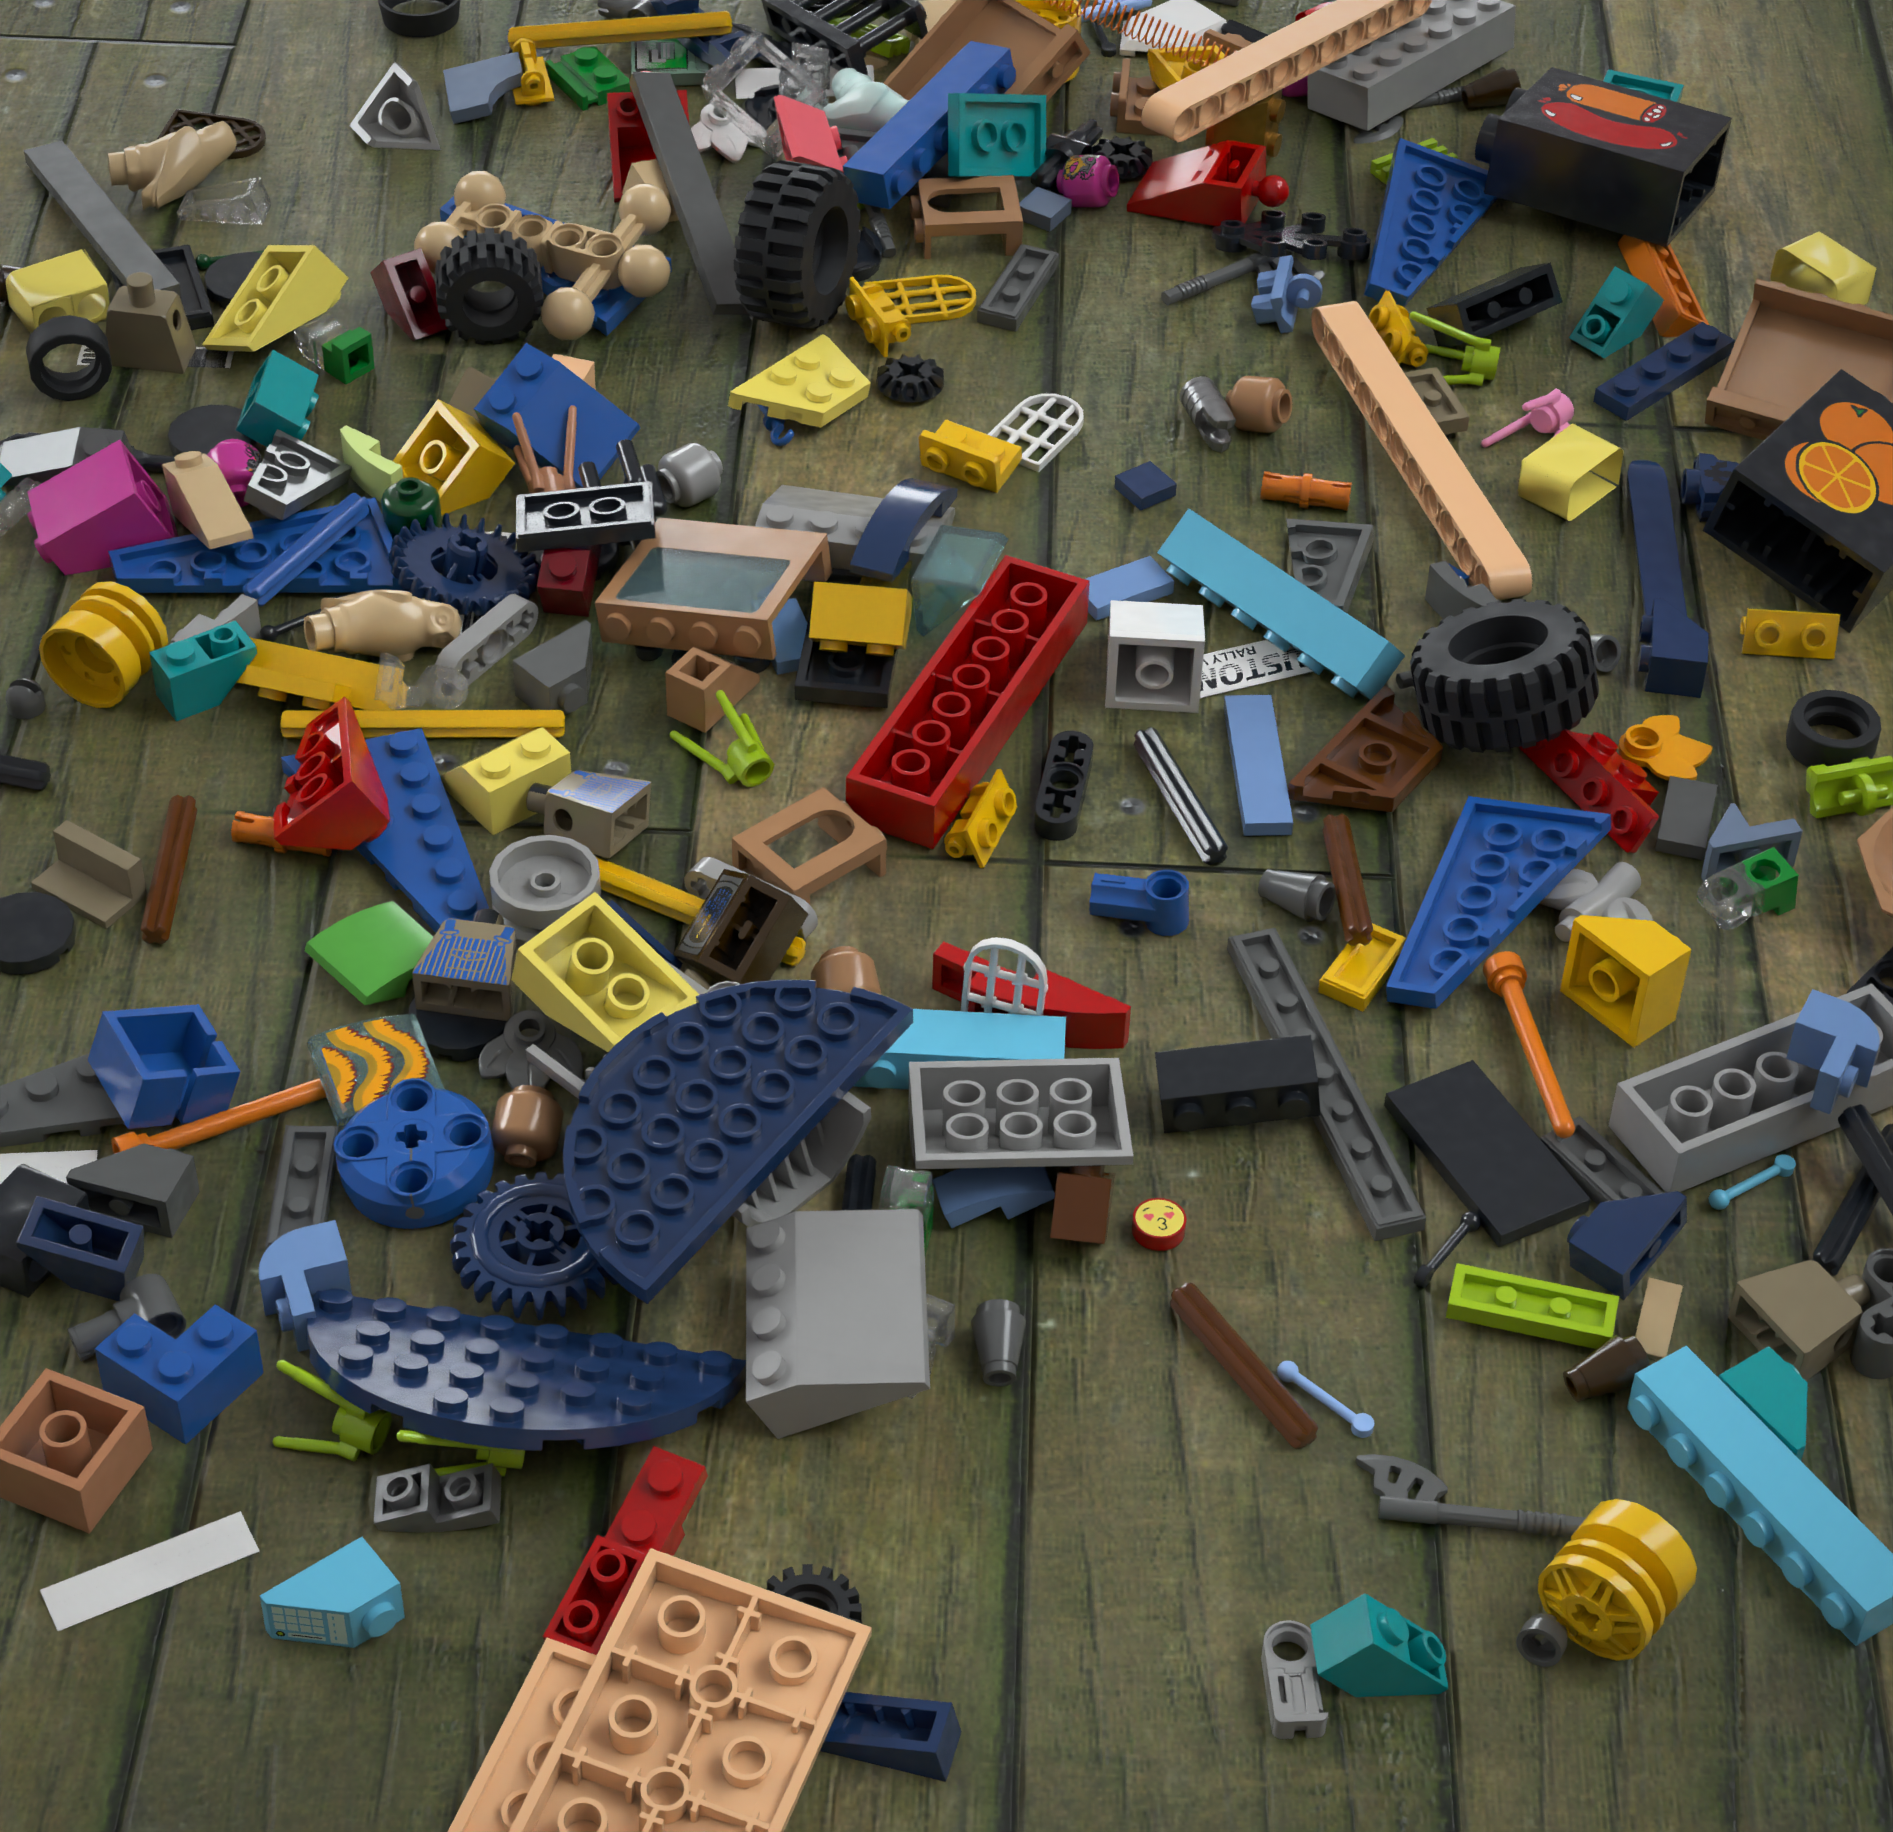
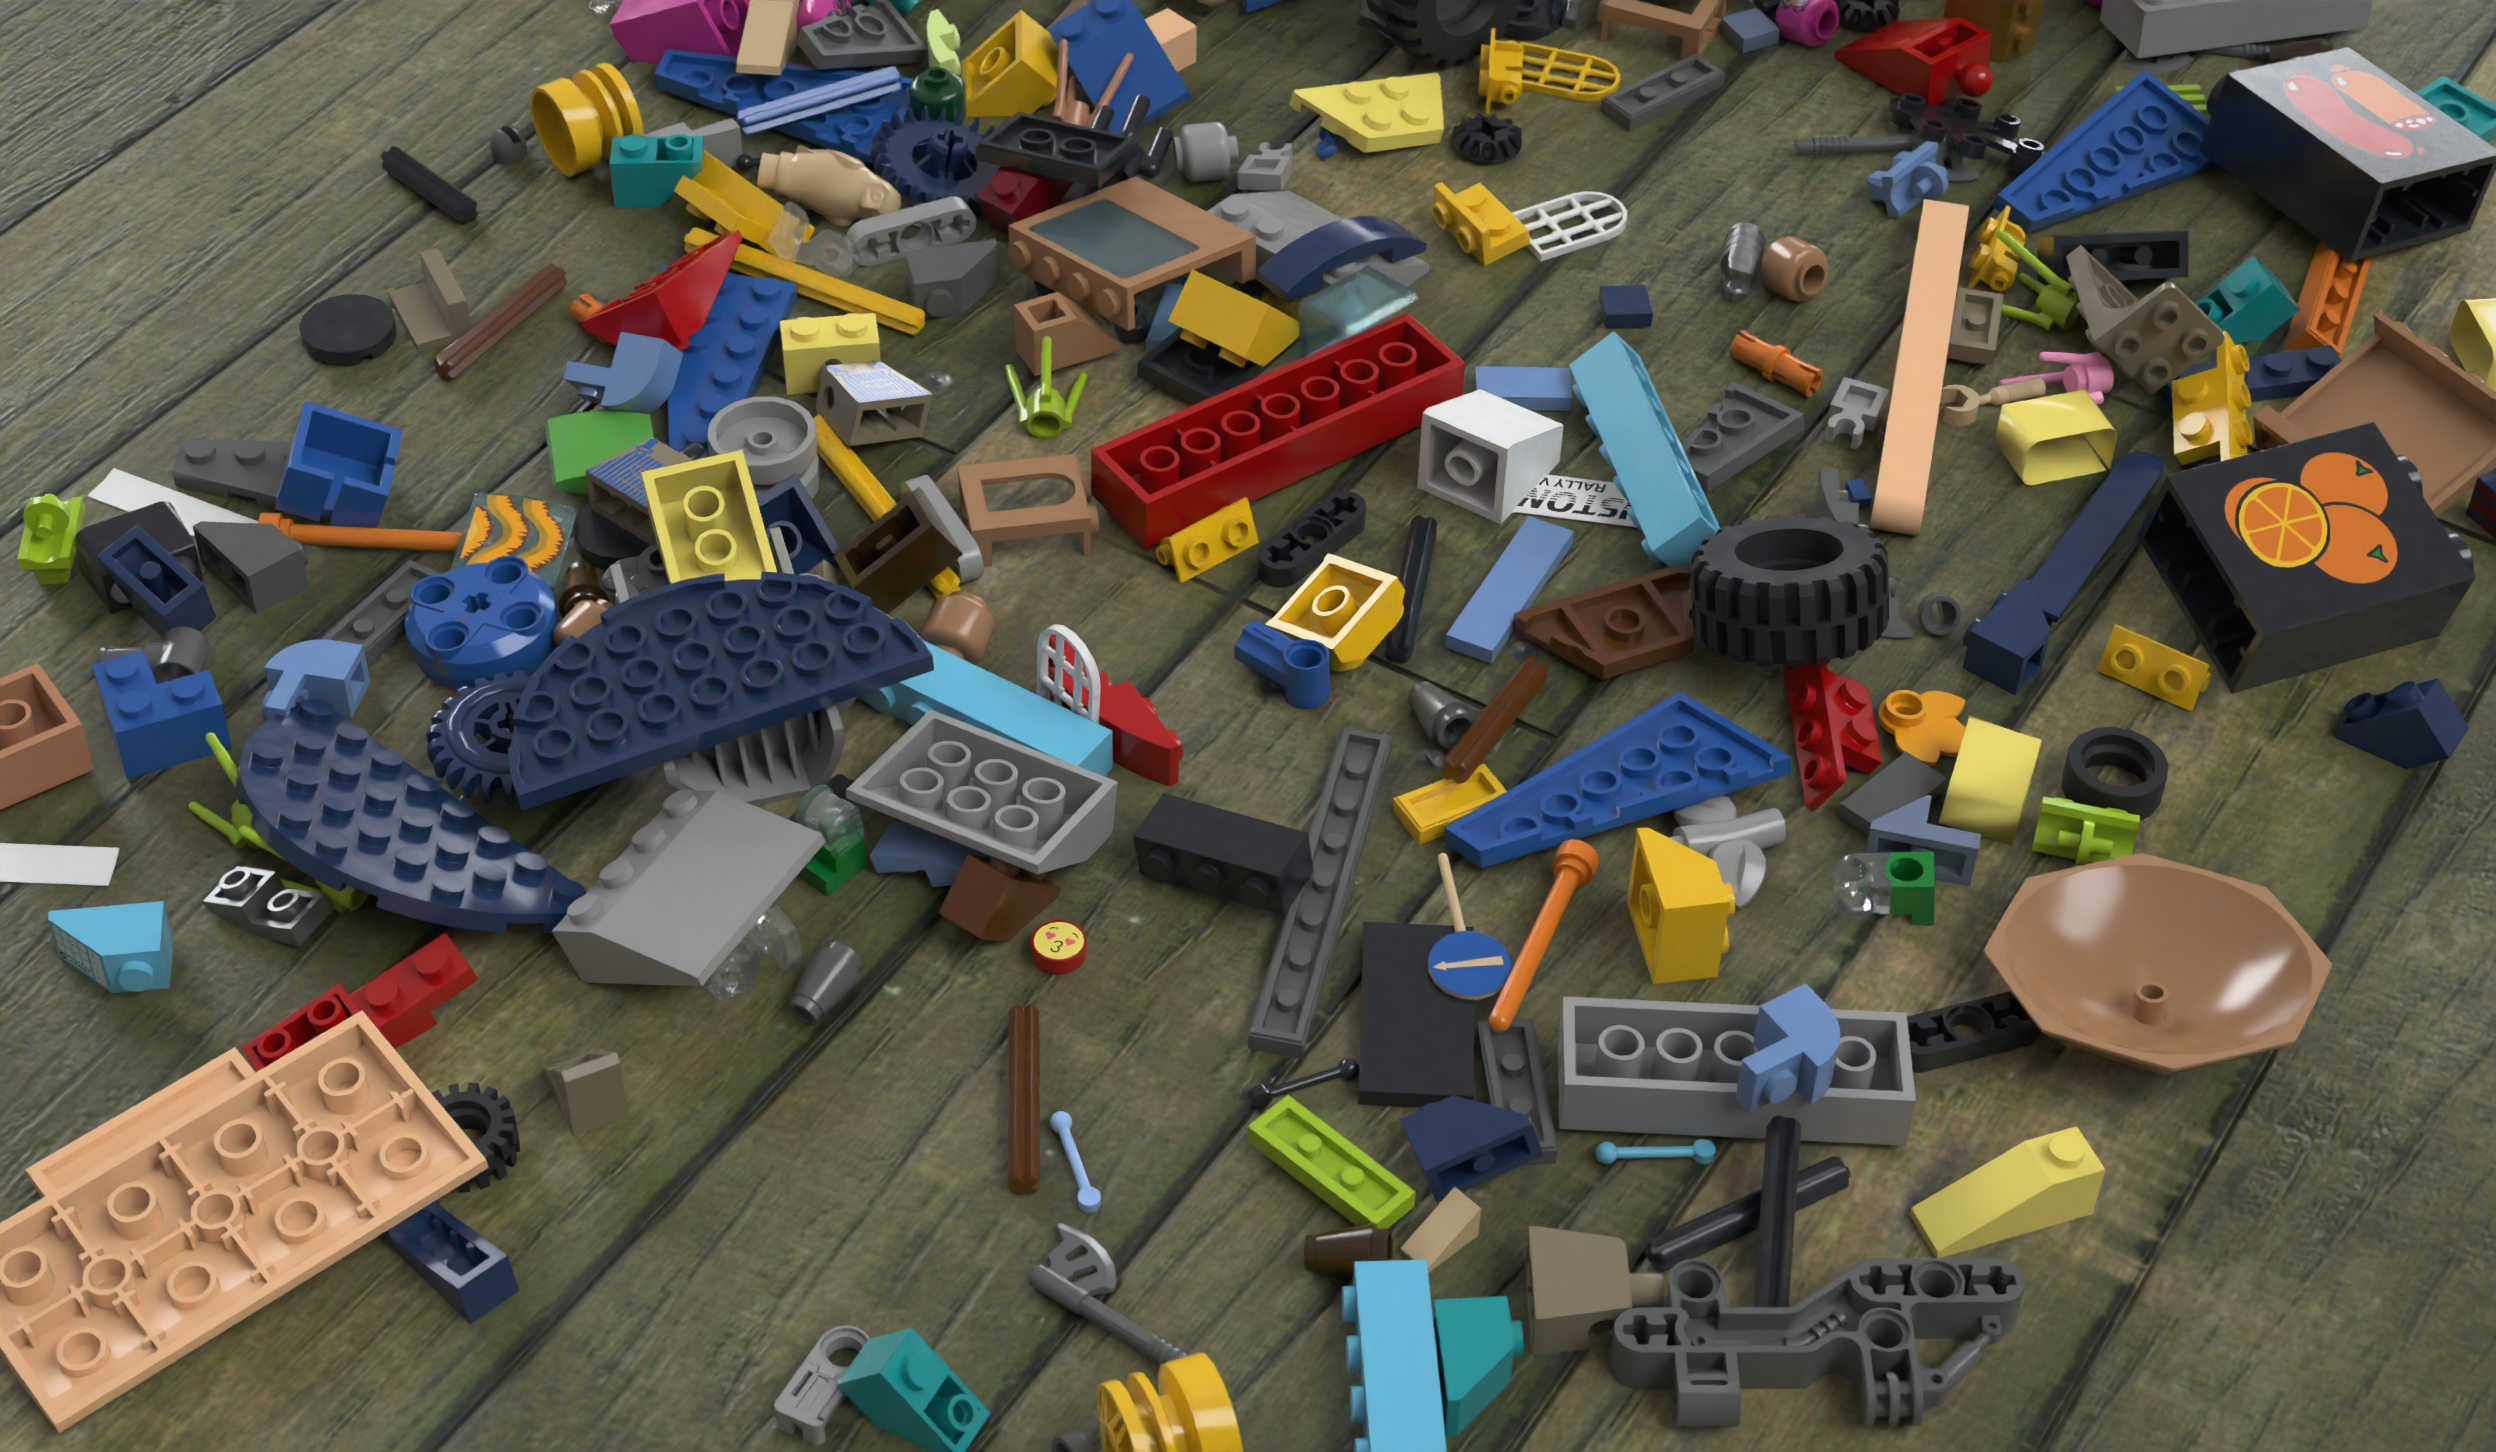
camera: 30 degrees right, 0 degrees up
(369, 874) = (638, 379): none -> medium blue brick
(478, 1086) = (580, 584): none -> dark brown cone
(752, 472) = (1267, 170): none -> light grey plate
(875, 1523) = (588, 1089): none -> dark tan slope
(1154, 832) = (1344, 609): none -> yellow slope
(1401, 505) = (1854, 409): none -> light grey plate
(1479, 467) = (1969, 400): none -> tan piece
(1491, 1089) = (1466, 961): none -> blue piece
(1587, 368) = (2147, 337): none -> dark tan bracket
(1669, 413) = (2212, 408): none -> yellow bracket
(1754, 772) = (1990, 781): none -> light yellow piece

